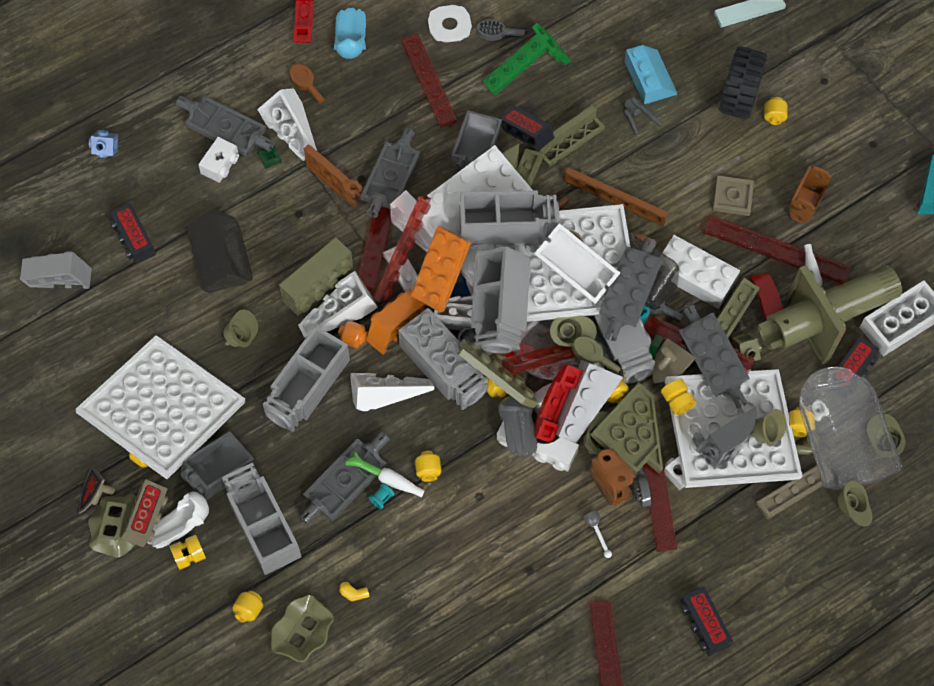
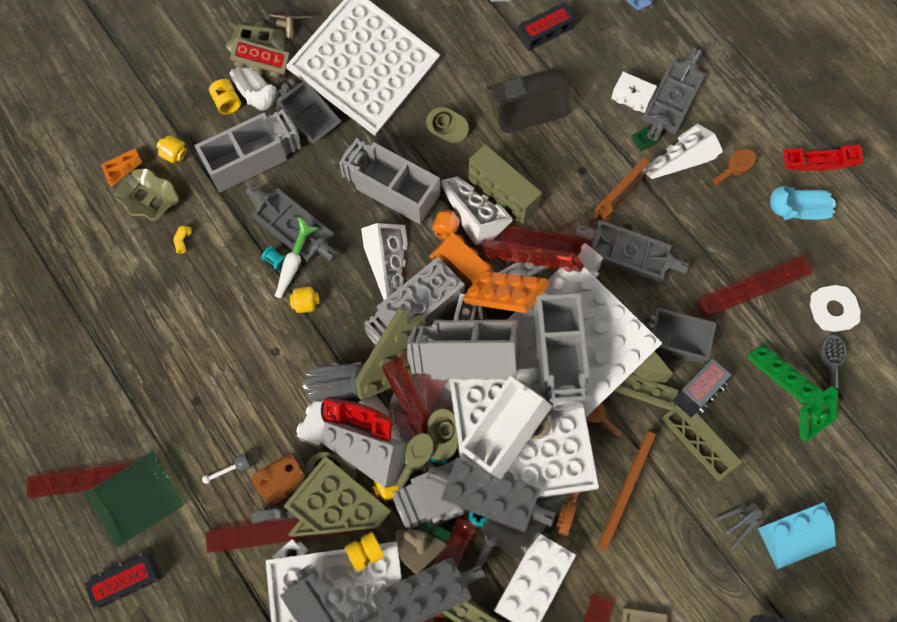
camera: 90 degrees right, 5 degrees up
(265, 659) = (120, 166): none -> orange wing
(628, 616) = (134, 499): none -> clear green piece

